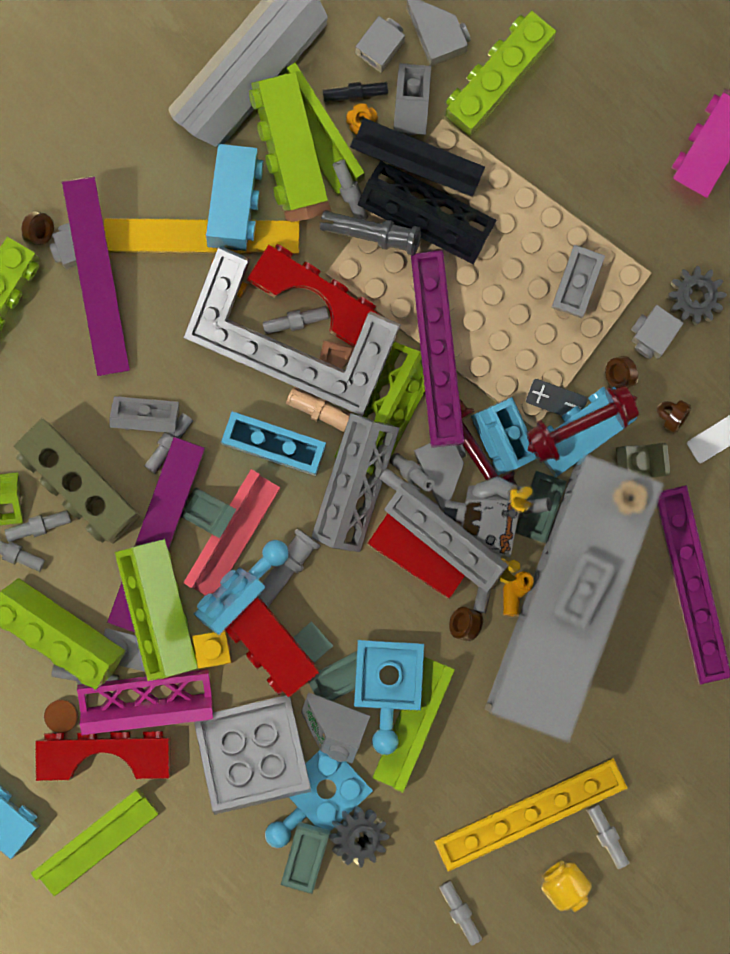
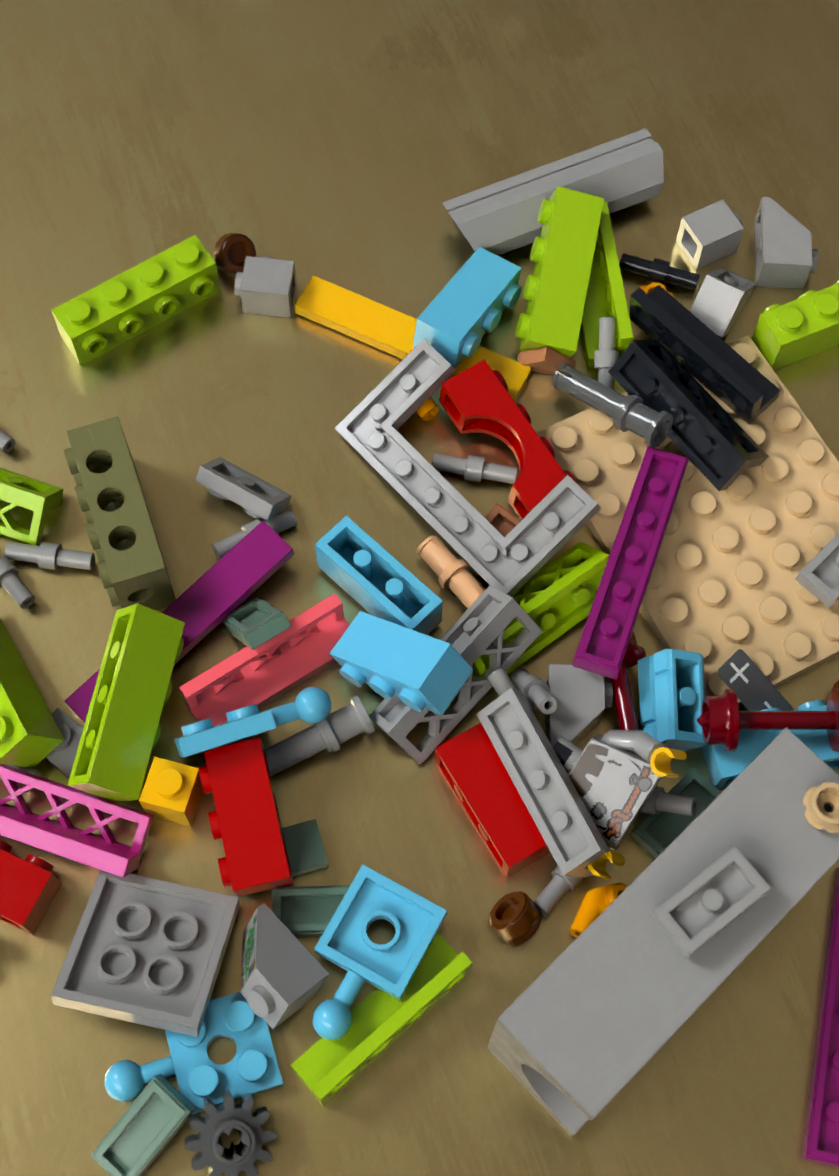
camera: 25 degrees right, 20 degrees down
(95, 275) = (269, 317): magenta tile -> none
(318, 500) = (401, 663): none -> medium azure brick

